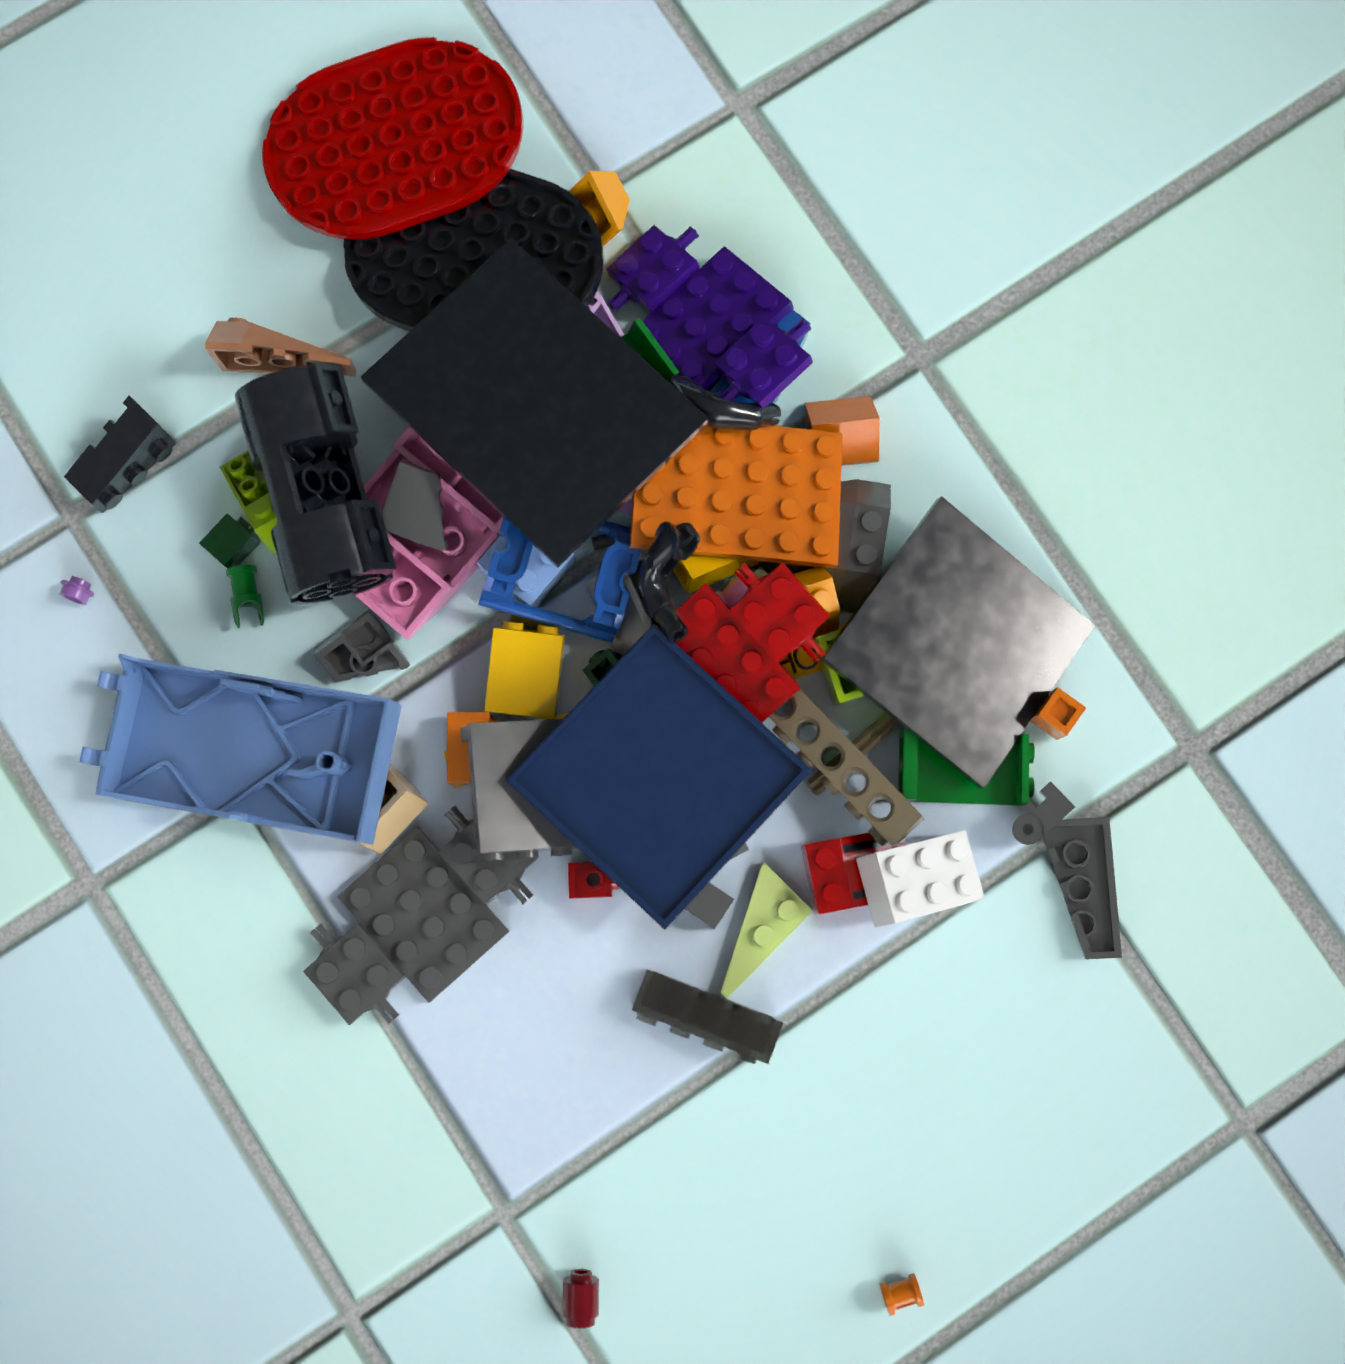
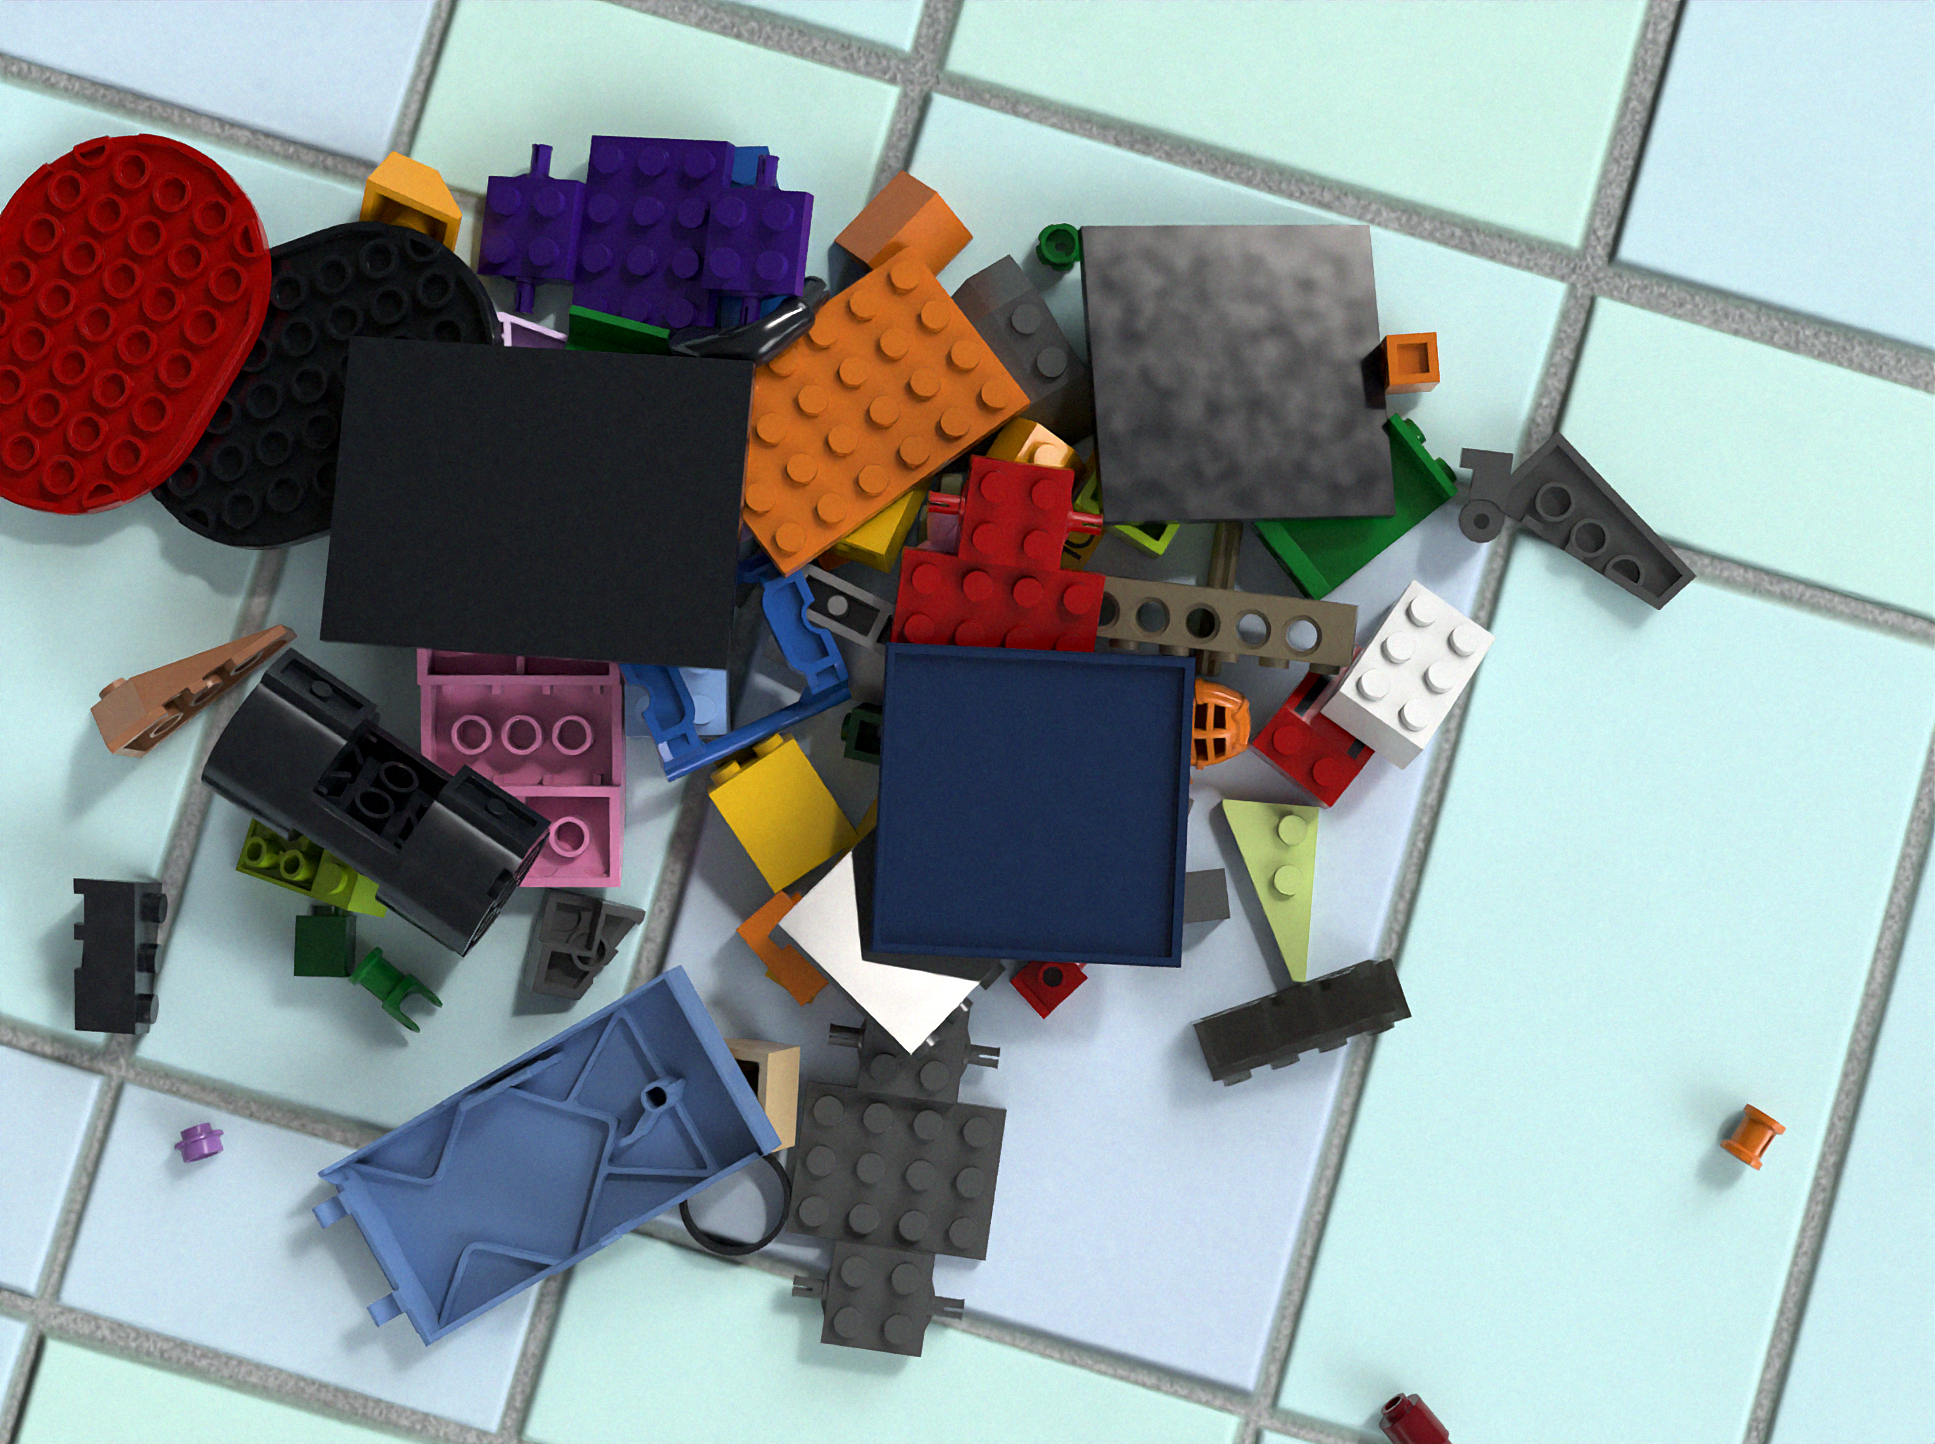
camera: 30 degrees left, 5 degrees up
(289, 855) = (738, 1251): none -> black tyre
(415, 506) = (503, 732): dark grey slope -> none
(662, 557) = (833, 557): black piece -> none
(794, 819) = (1219, 724): none -> orange piece
(919, 493) = (1055, 234): none -> green plate

